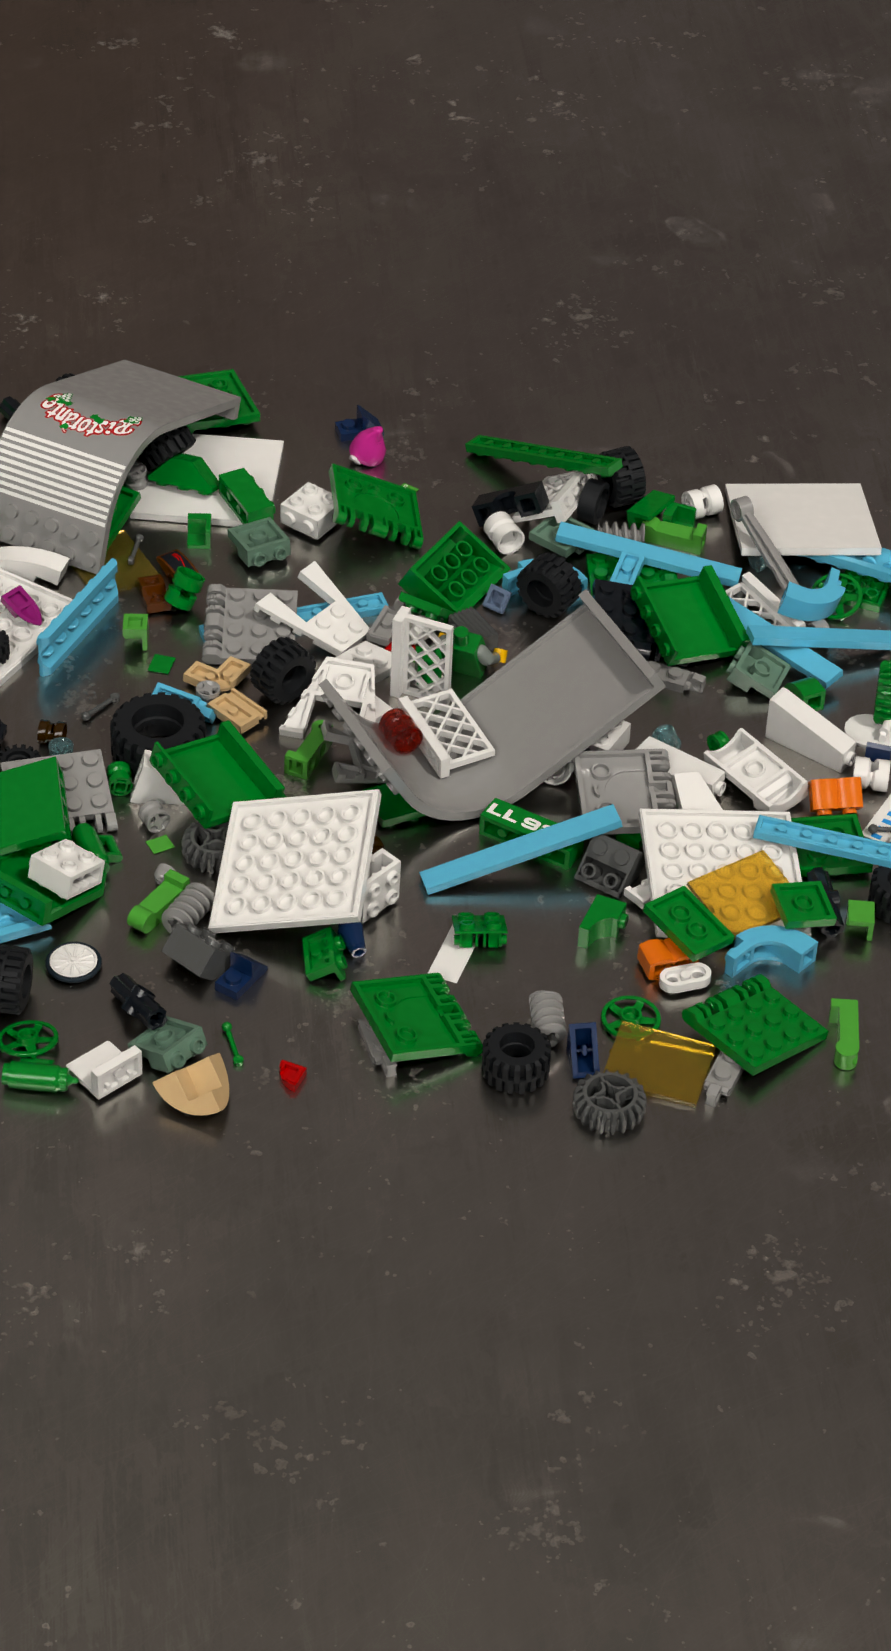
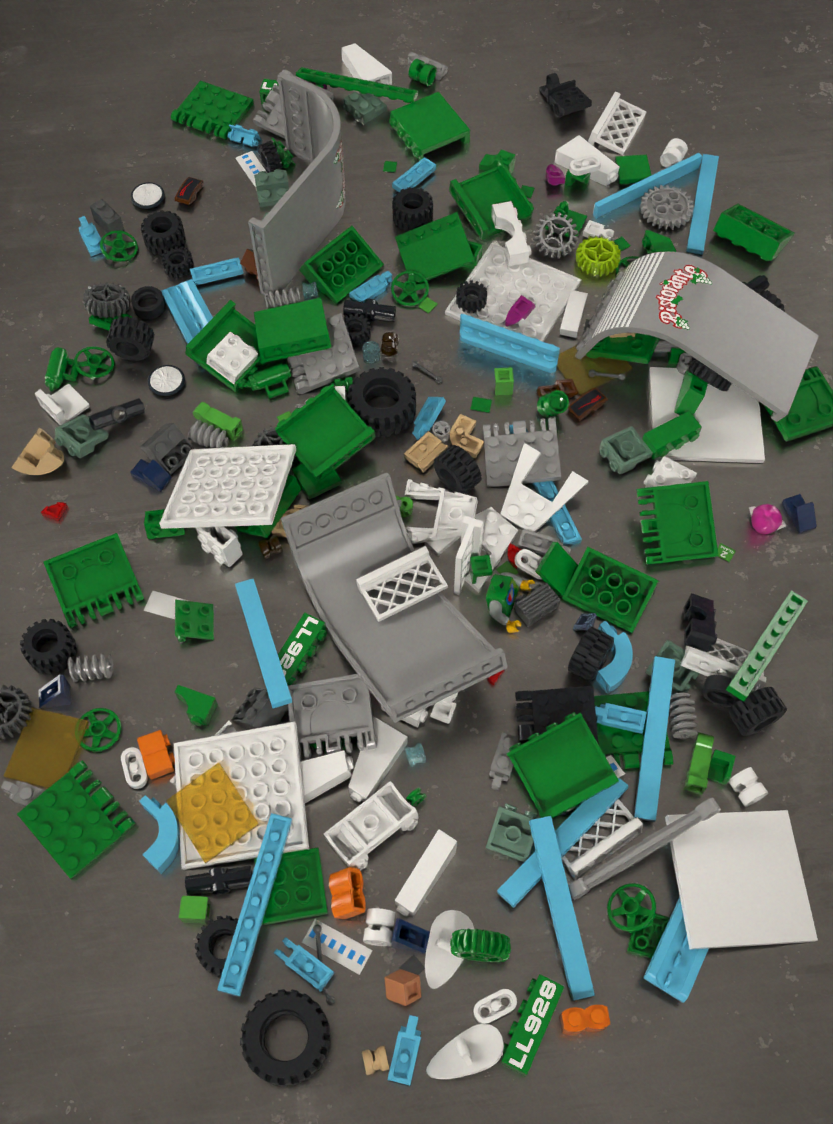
camera: 90 degrees right, 20 degrees up
(160, 871) = (248, 422): light grey hinge -> none
(199, 531) = (635, 414): green panel -> none
(238, 1060) = (72, 479): green hinge -> none
(353, 938) = (183, 538): dark blue cone -> none
(400, 731) = (391, 551): clear red wheel -> none
(504, 533) = (670, 623): white wheel -> none
(649, 507) = (725, 739): green panel -> none
(688, 923) = (169, 762): green plate -> none
(803, 904) = (193, 855): green plate -> none
(809, 691) = (464, 866): green brick -> none
(812, 604) = (590, 876): medium azure arch -> none
(845, 1014) = (65, 893): bright green leg -> none

